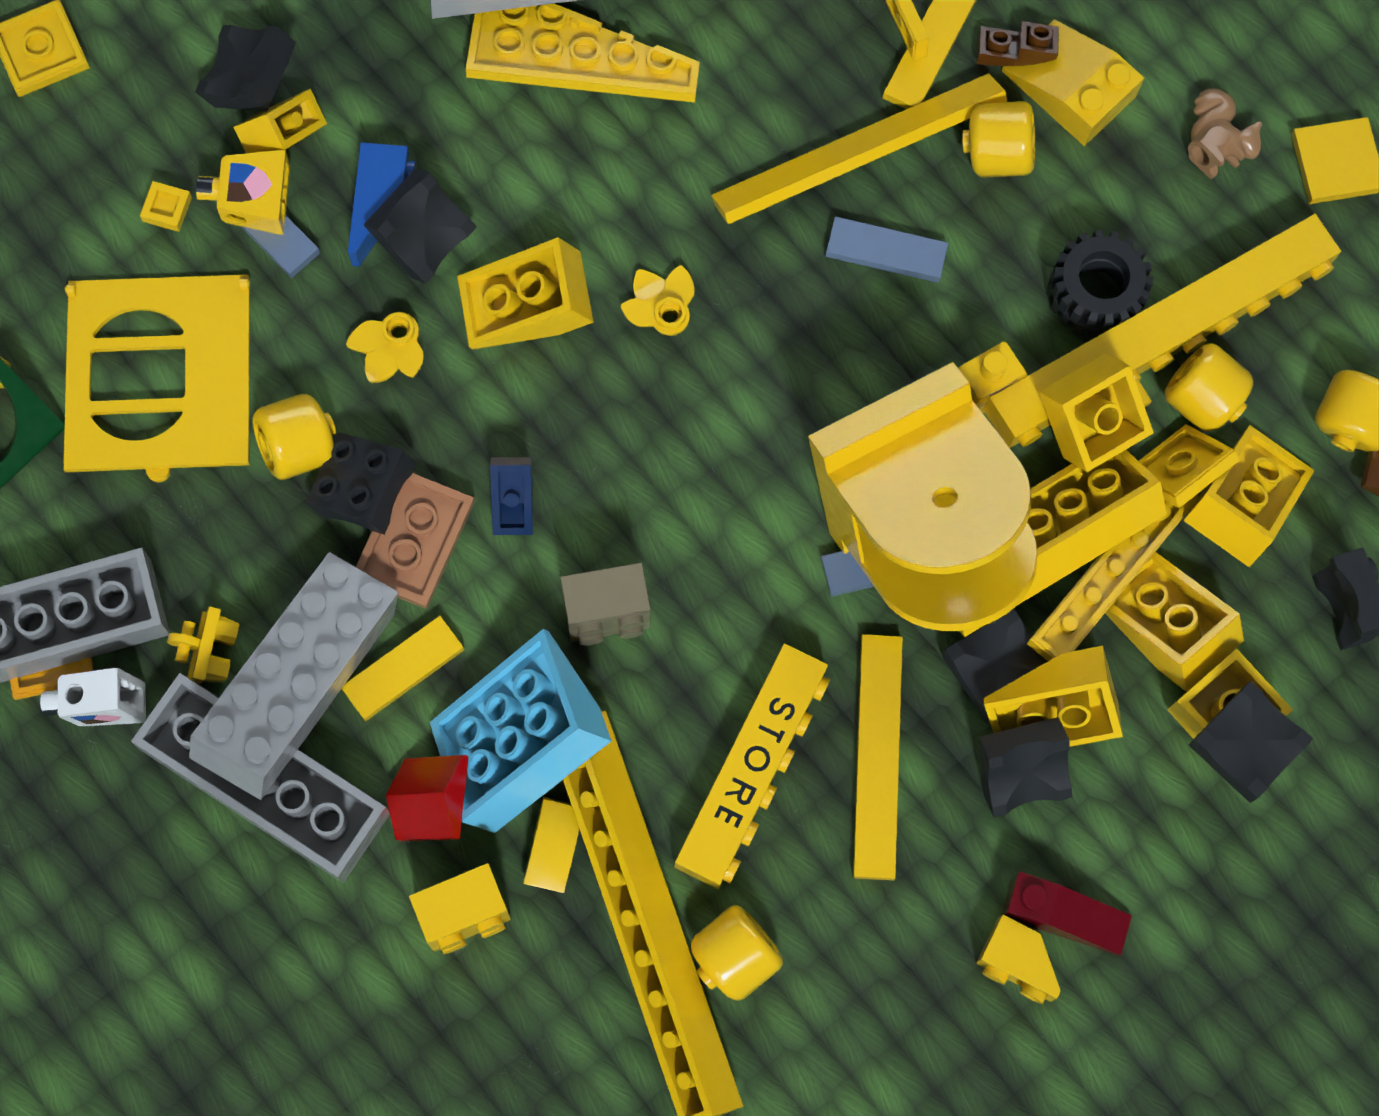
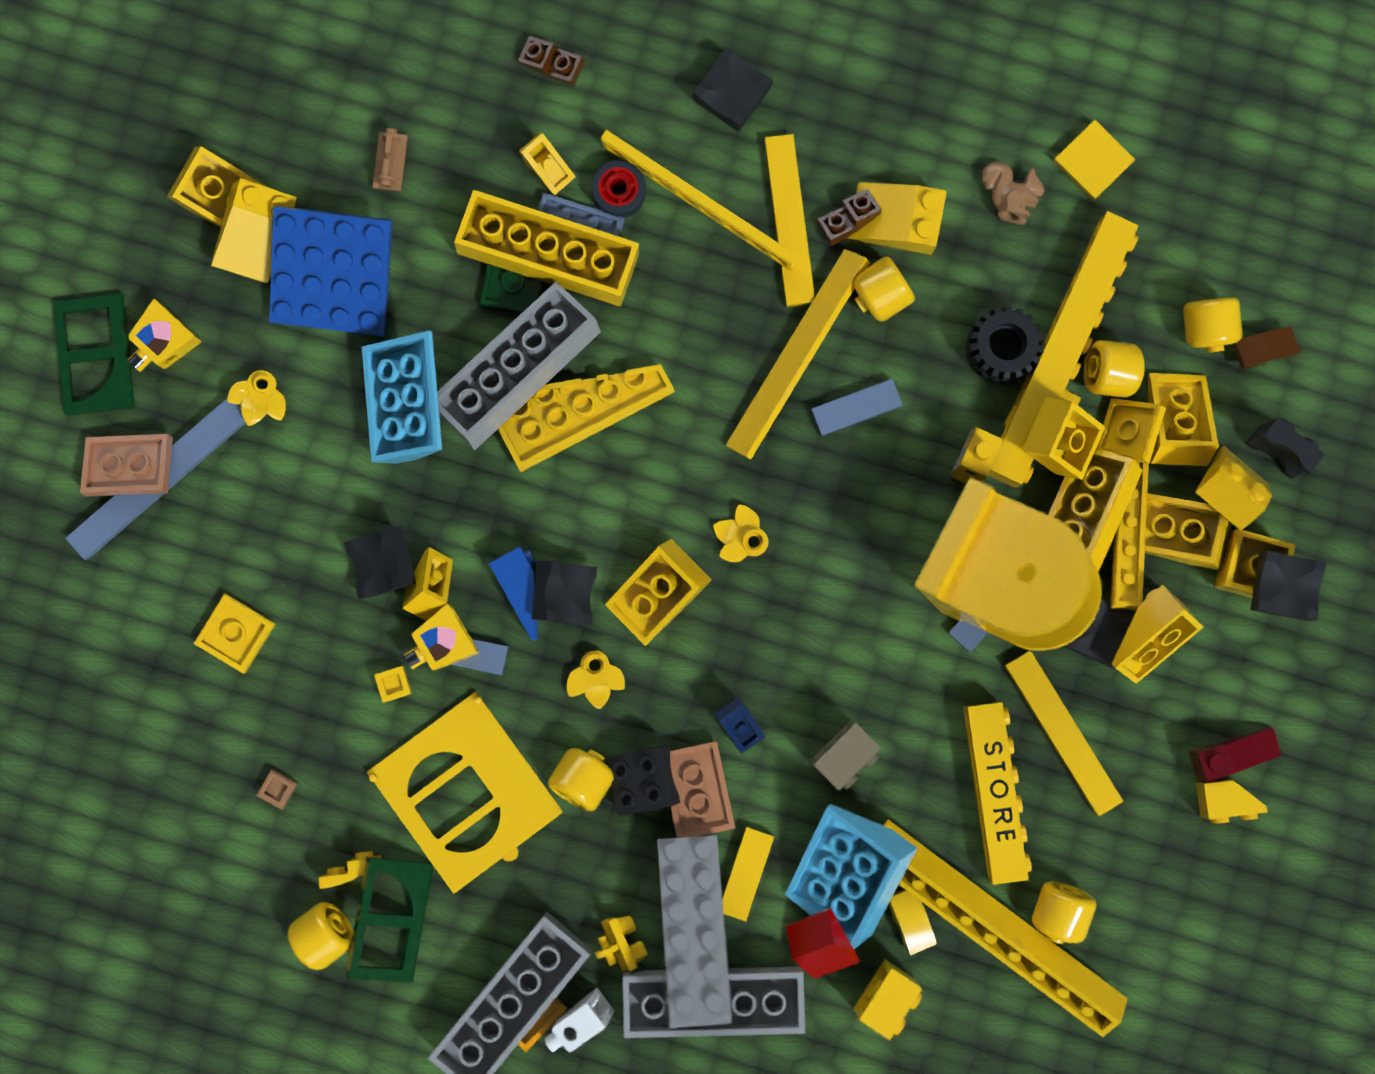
camera: 35 degrees left, 10 degrees up
(1025, 765) = (1158, 684): black brick -> none
(1259, 598) = (1234, 489): none -> yellow slope

